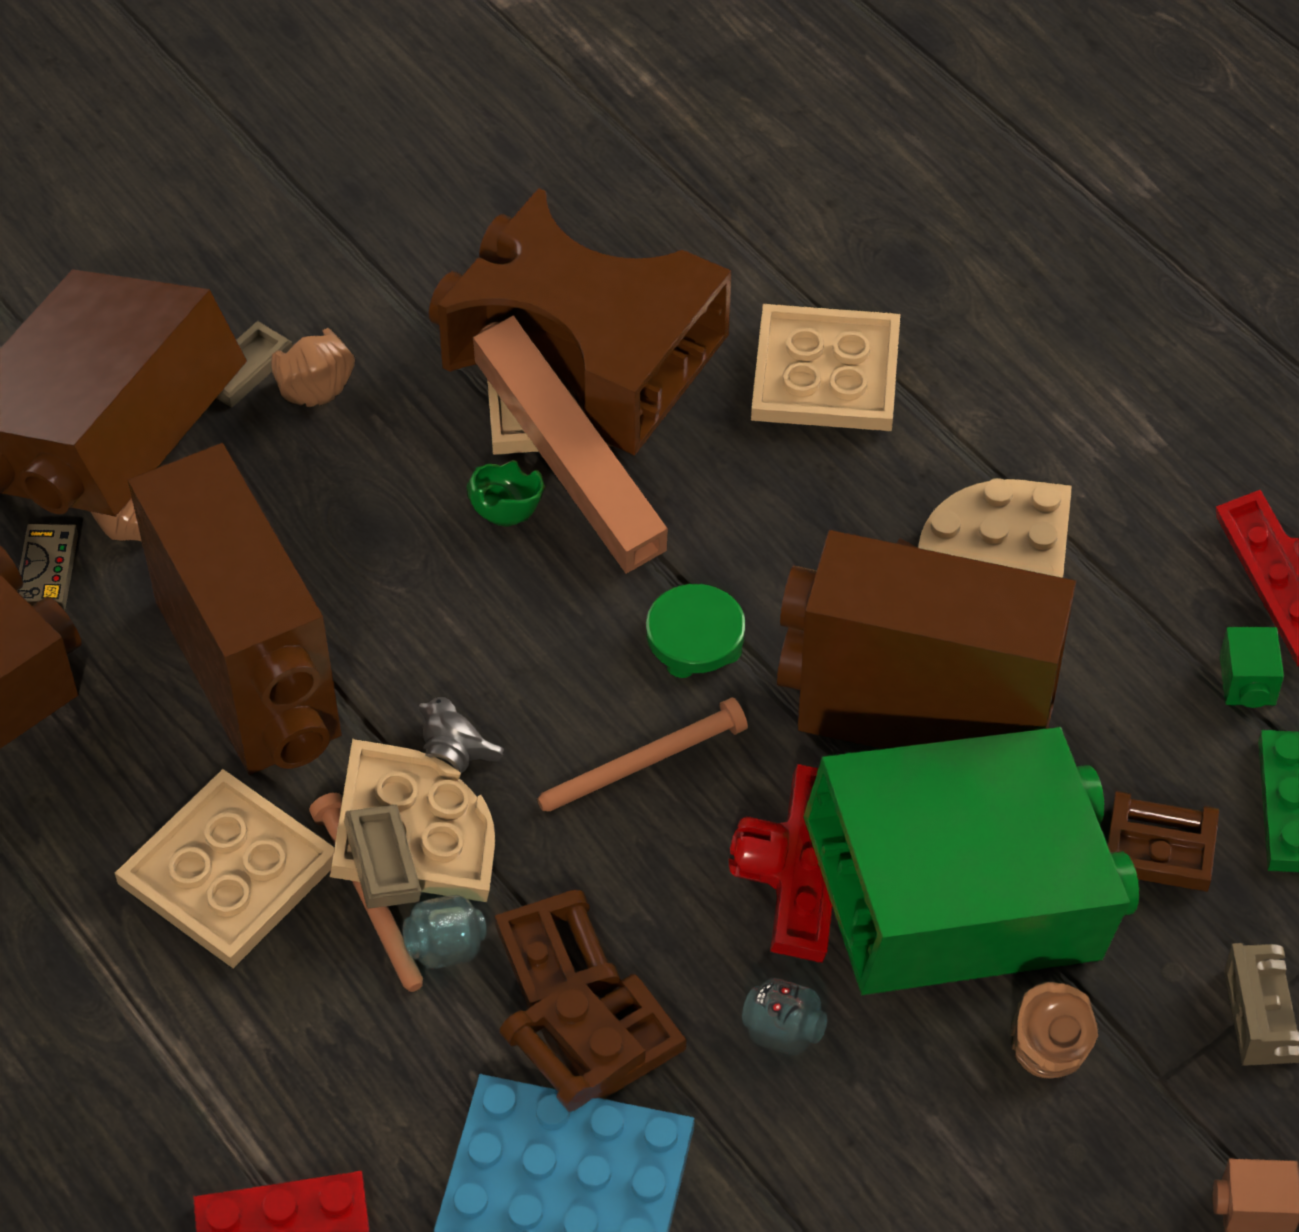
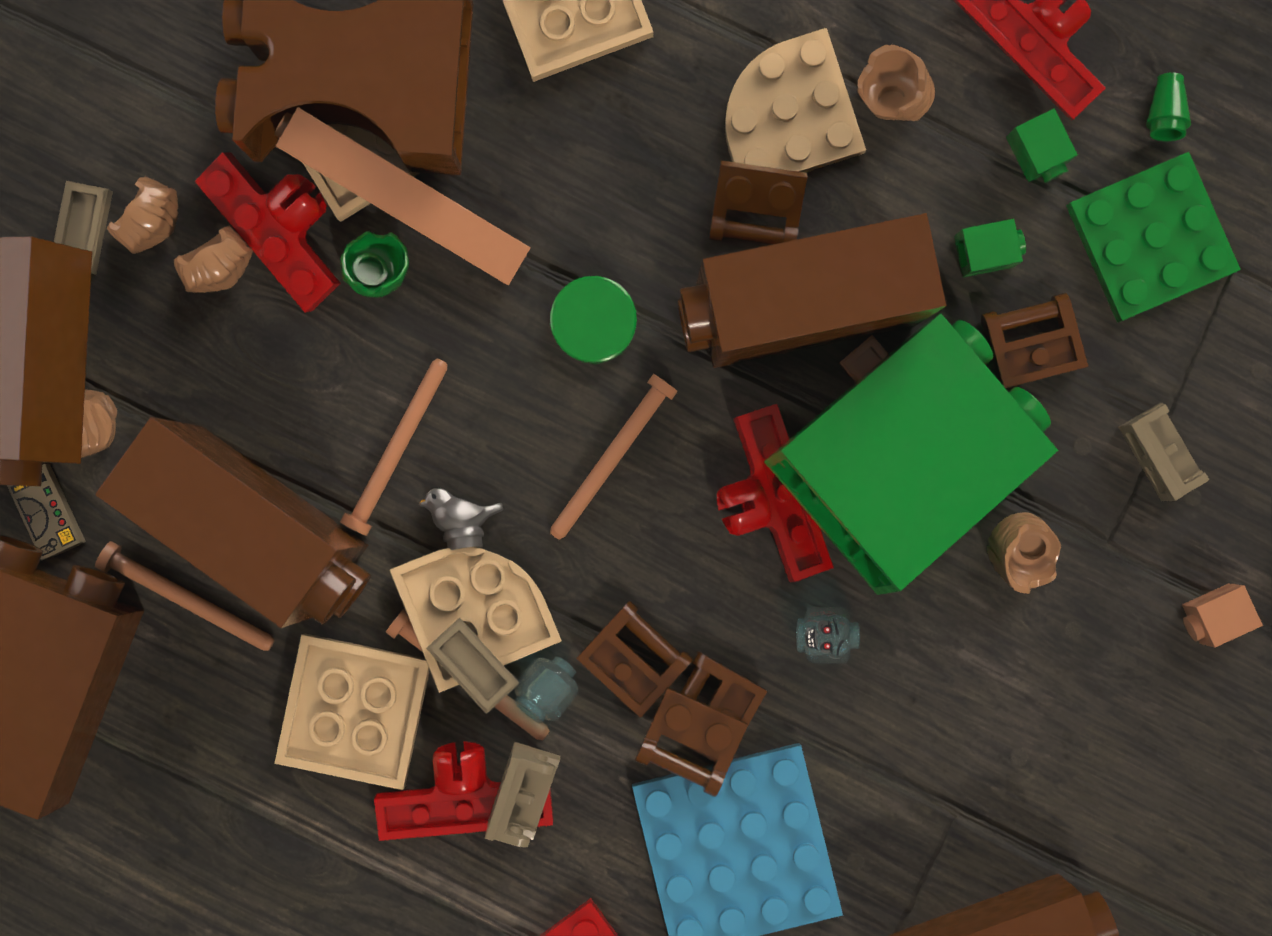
camera: 25 degrees left, 35 degrees up
(128, 696) = (113, 559): none -> nougat bar
(288, 1000) = (455, 804): none -> red plate
(350, 698) = (395, 449): none -> nougat bar
(351, 429) = (214, 264): none -> medium nougat hair
(356, 1002) = (521, 795): none -> dark tan hinge
(428, 429) = (273, 225): none -> red plate
(1119, 552) = (896, 84): none -> medium nougat hair
(1152, 732) = (990, 247): none -> green brick

